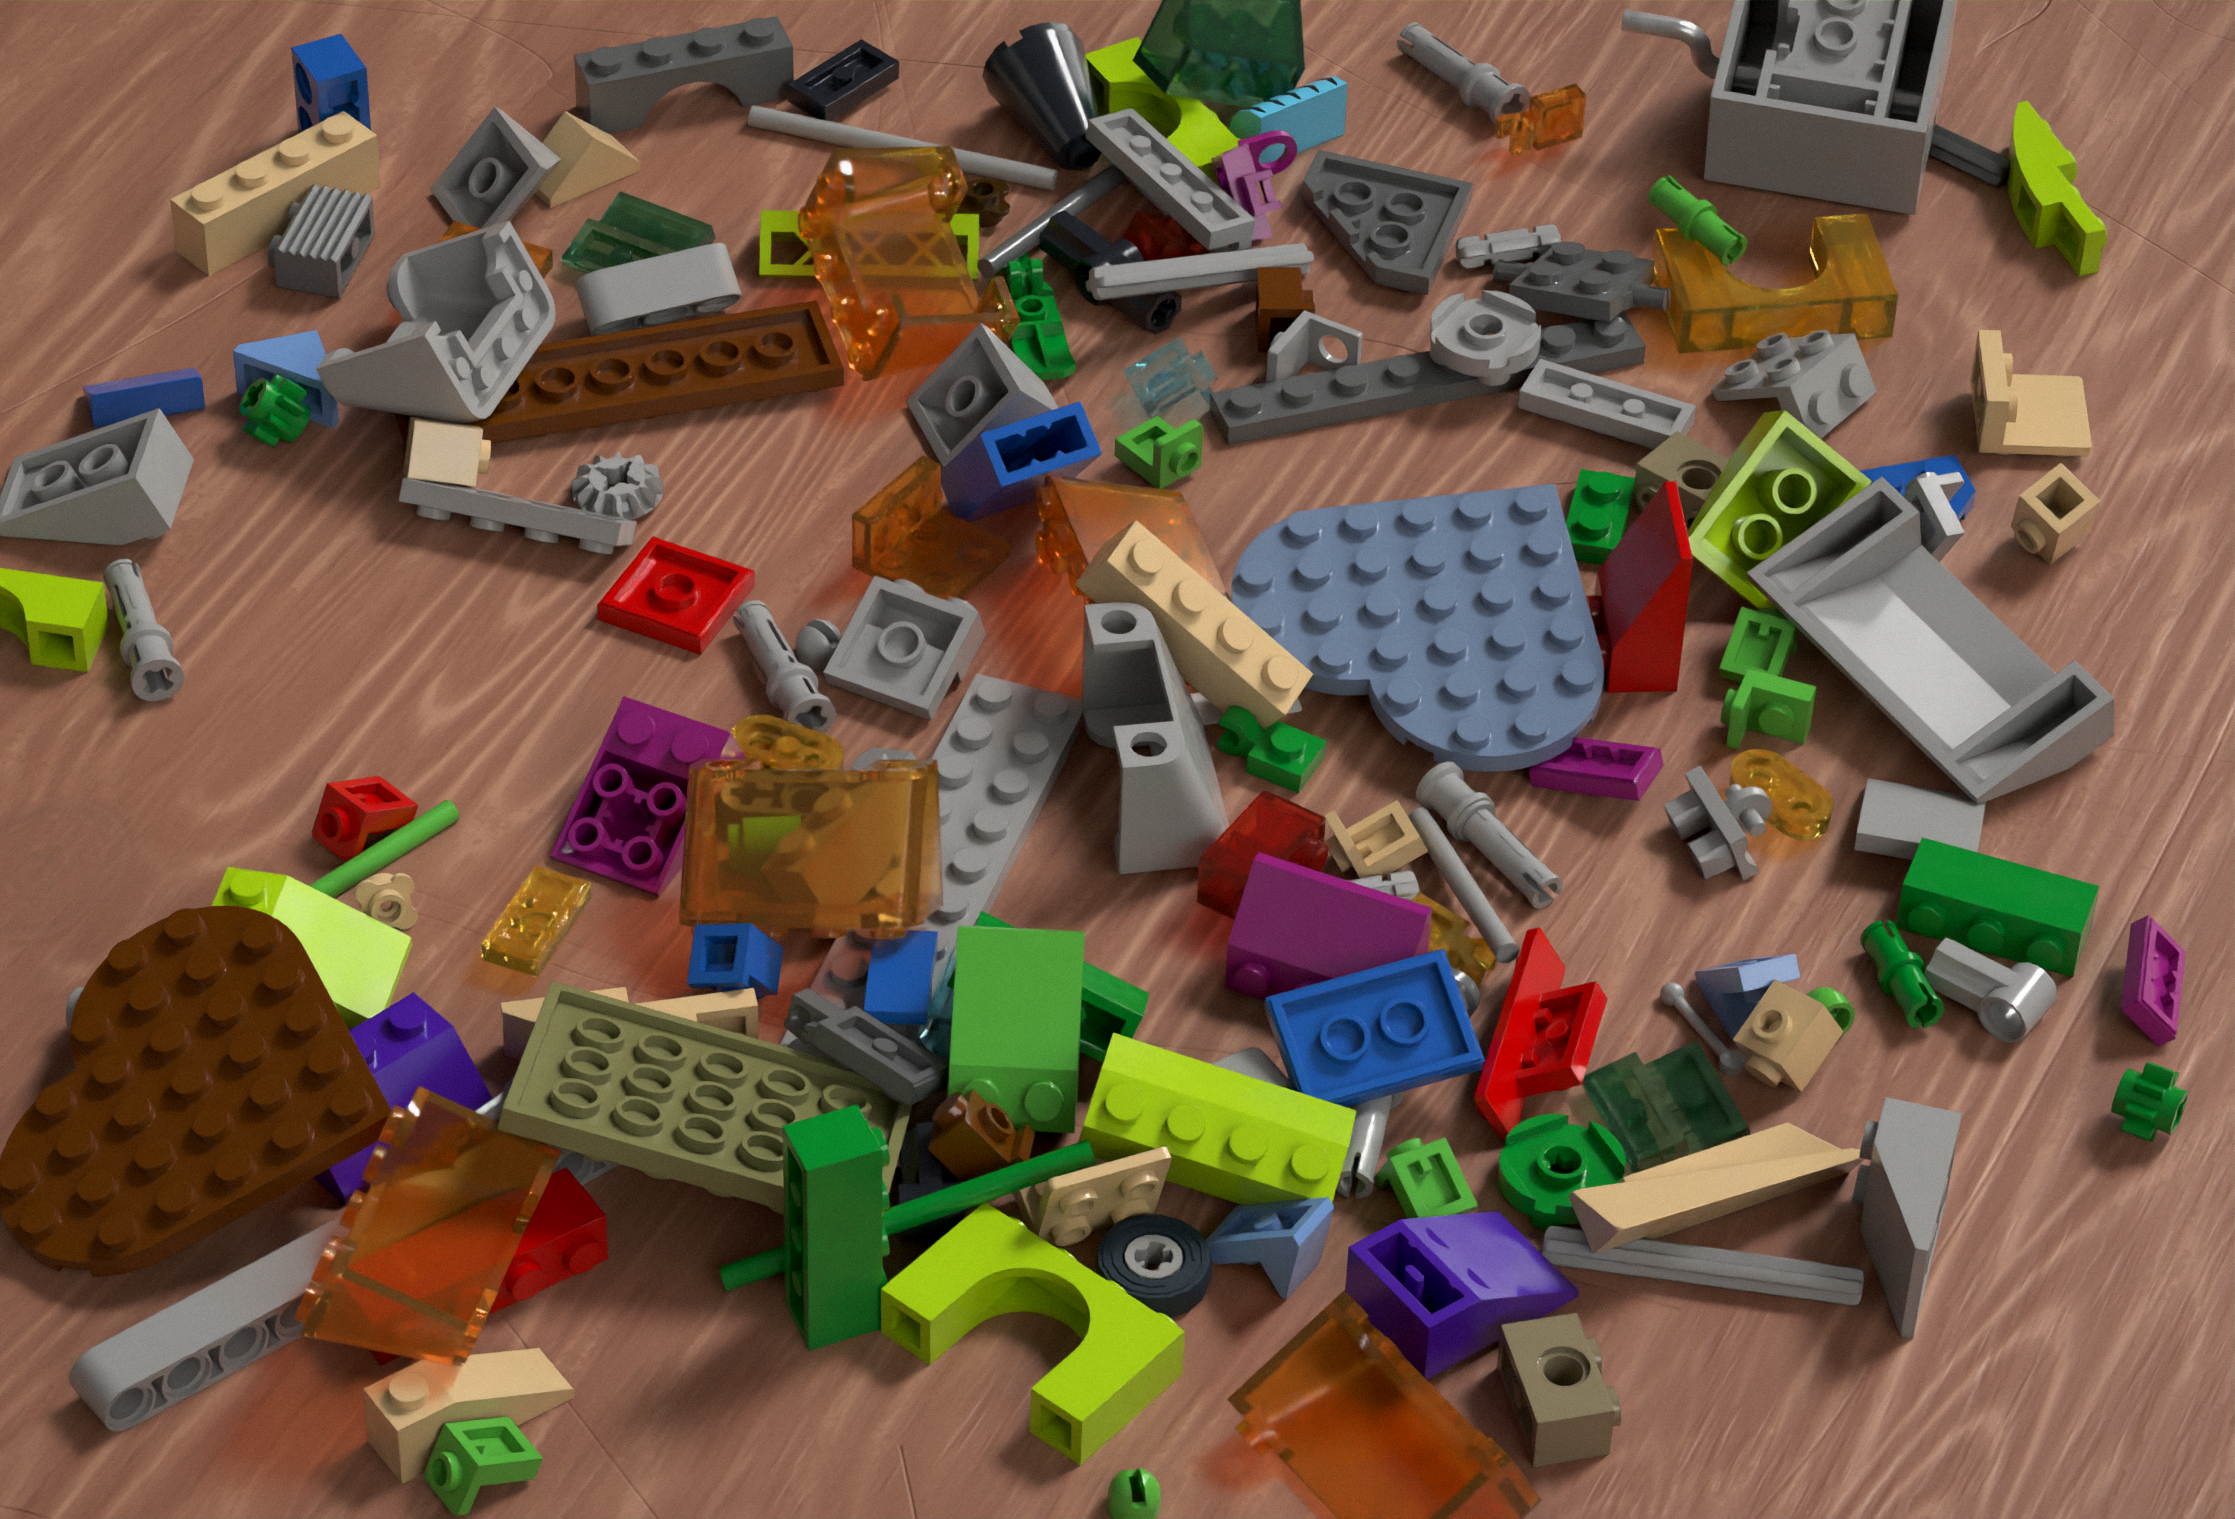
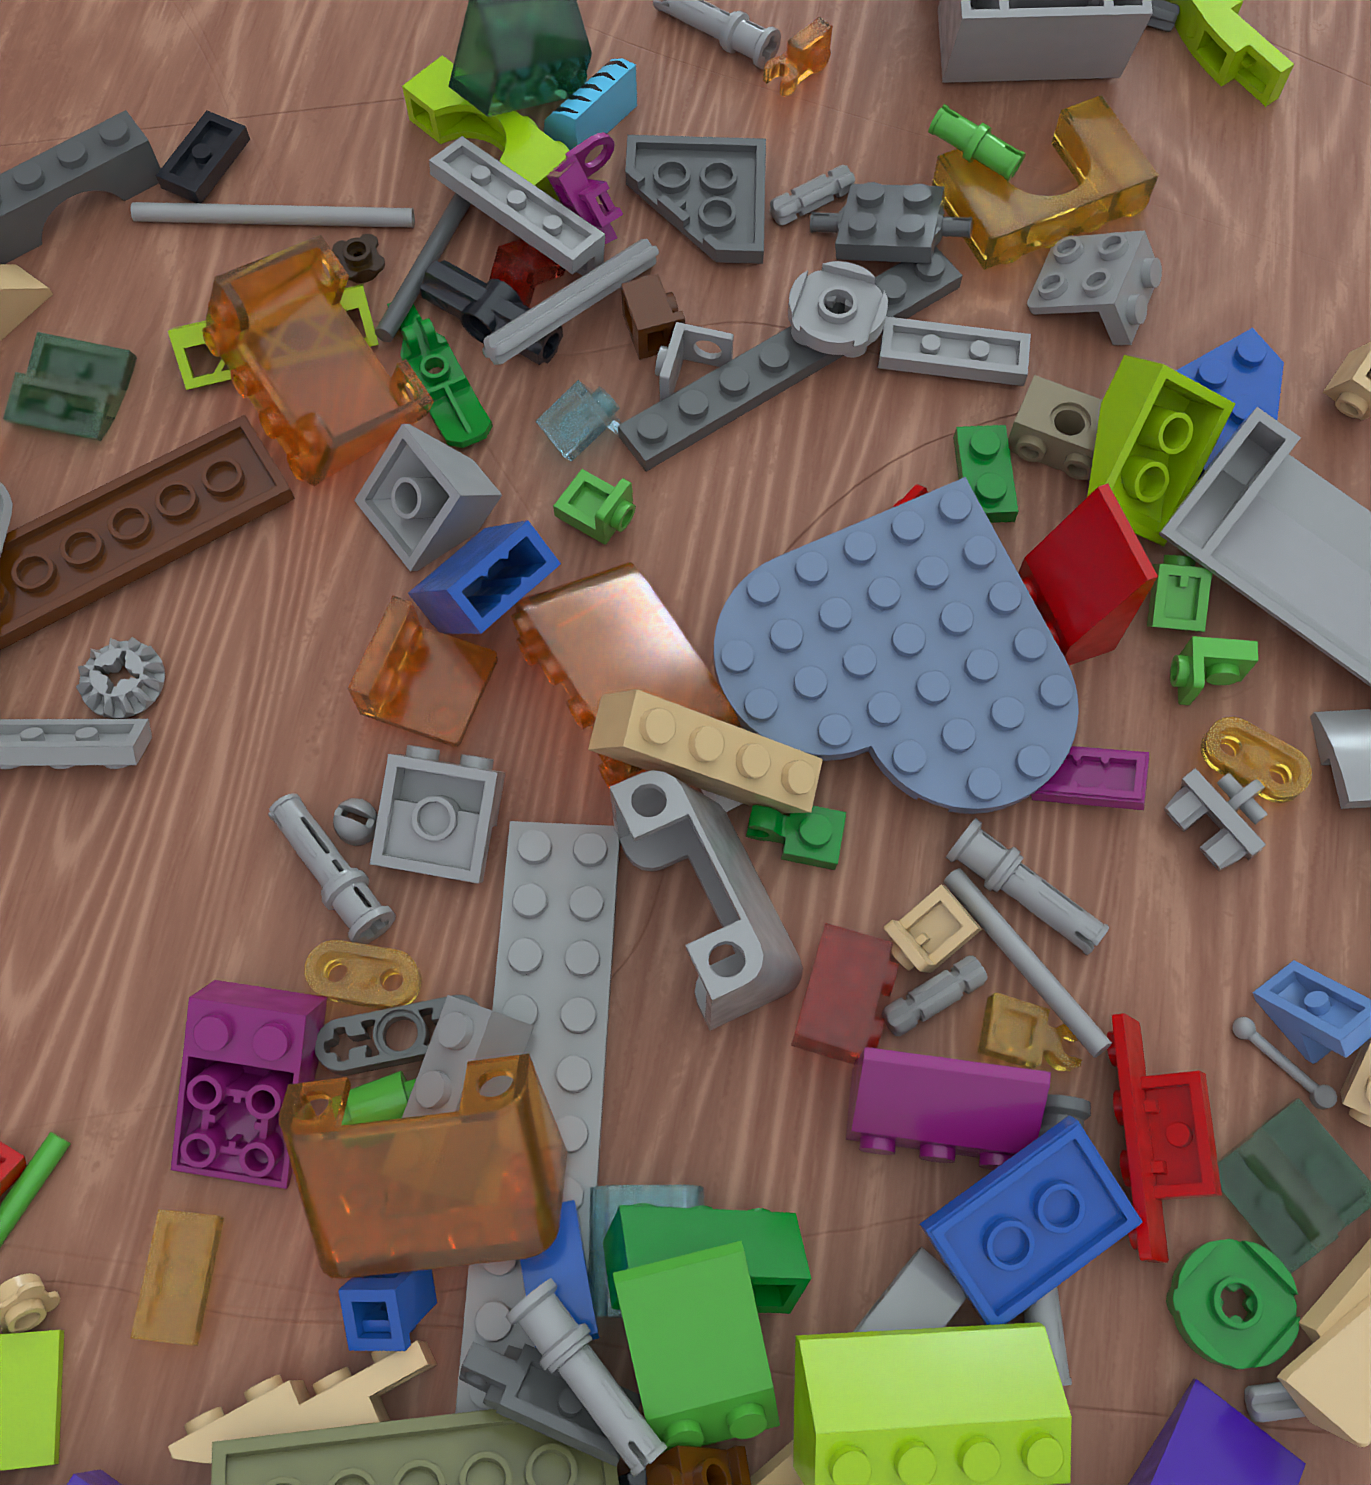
camera: 15 degrees left, 25 degrees up
(658, 289) = (98, 441): light grey beam -> none
(676, 595) = (207, 795): red tile -> none
(896, 998) = (567, 1349): none -> light grey pin
(1047, 91) = (384, 132): black cone -> none
(1426, 1179) = (1121, 1368): bright green bracket -> none
(1938, 521) = (1276, 400): light grey bracket -> none
(2025, 410) = (1288, 262): tan bracket -> none

